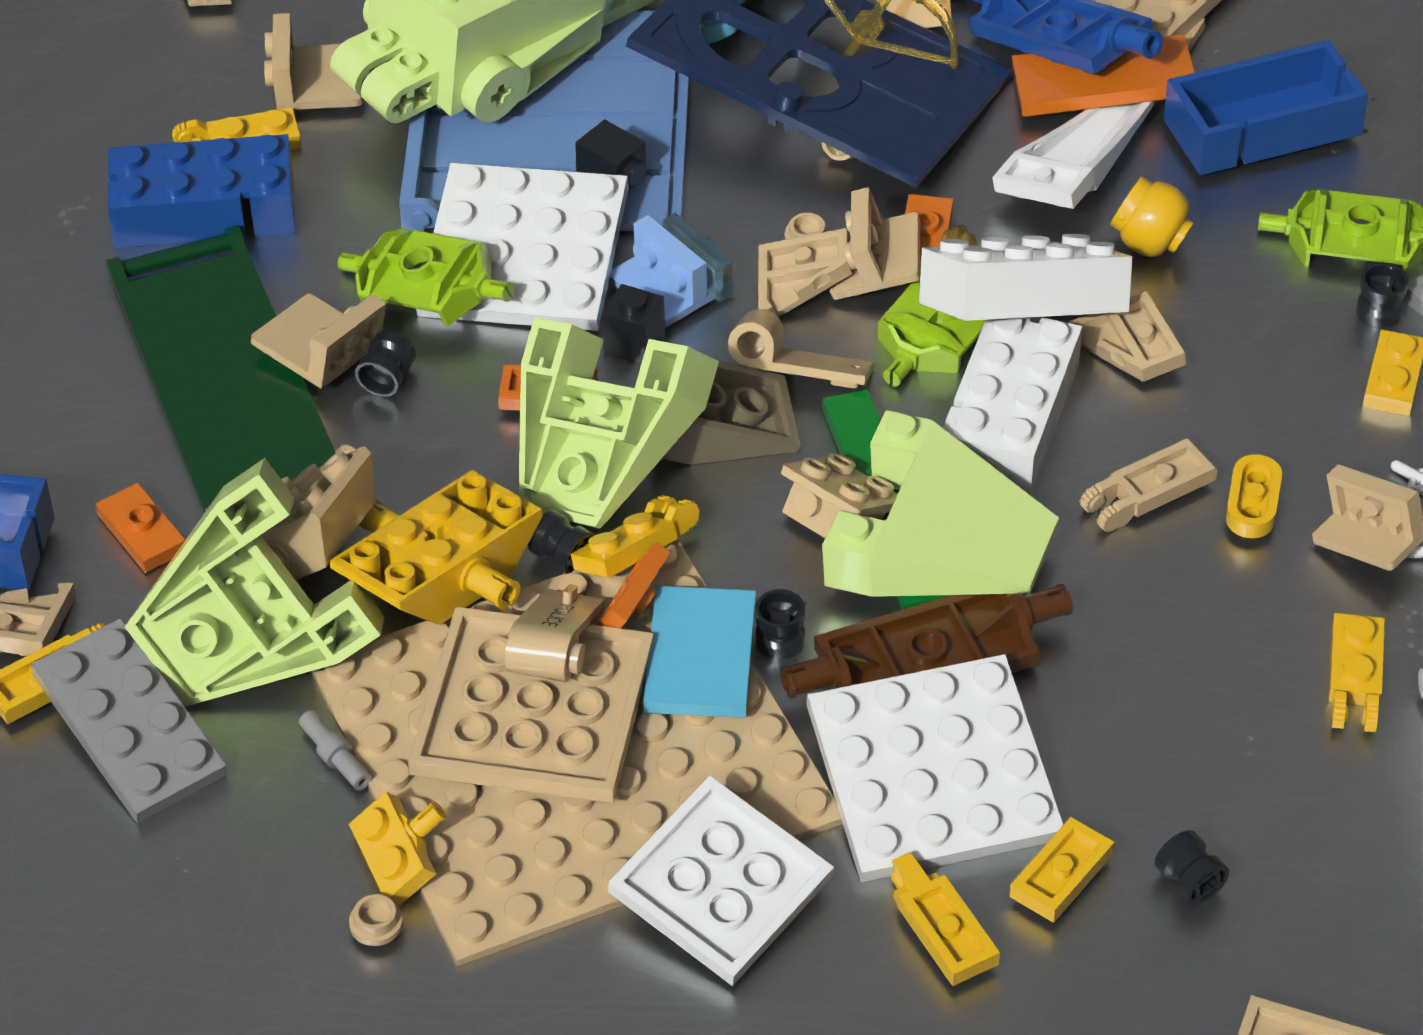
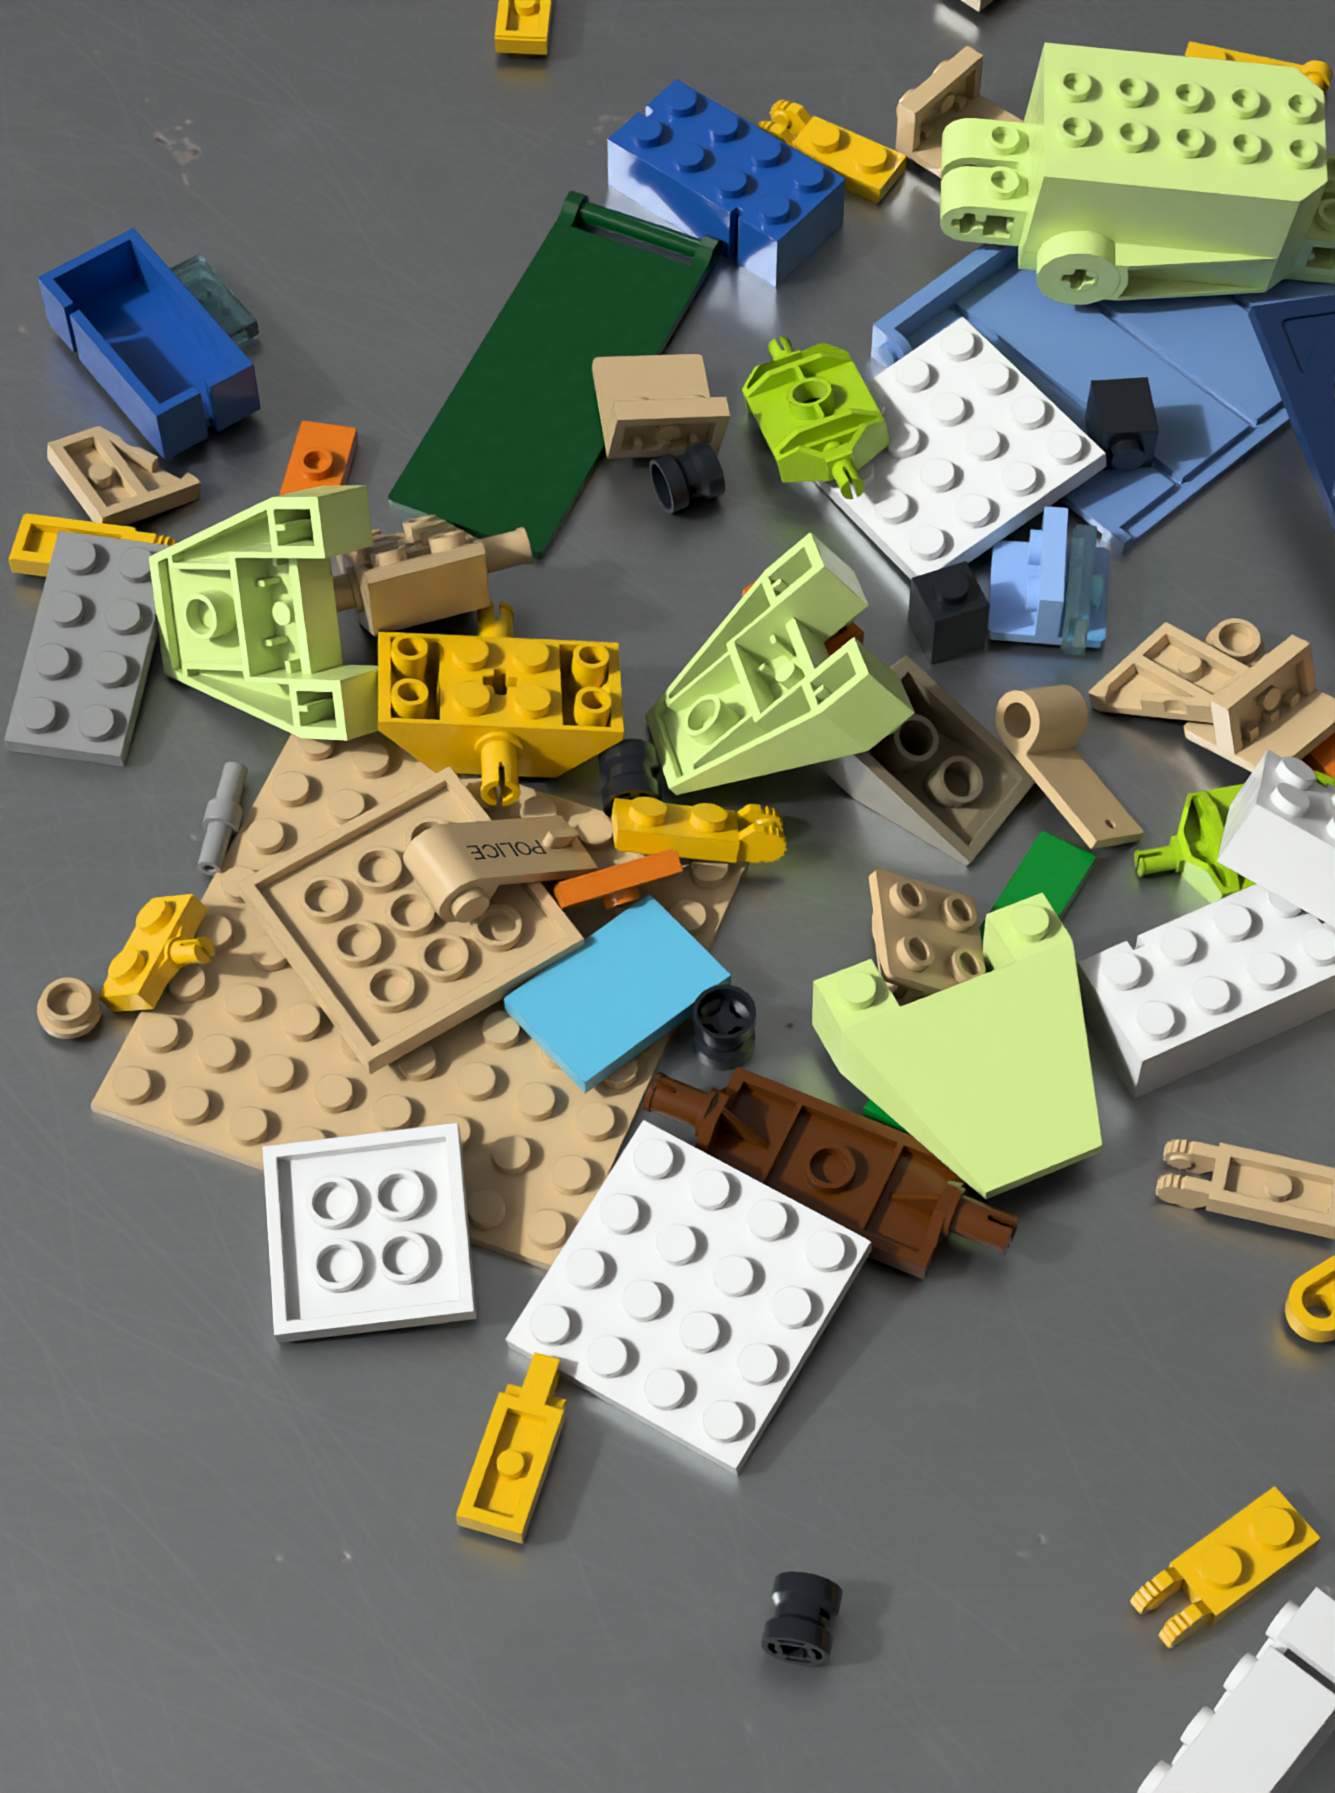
camera: 45 degrees right, 10 degrees up
(1062, 869) = (685, 1505): yellow plate -> none

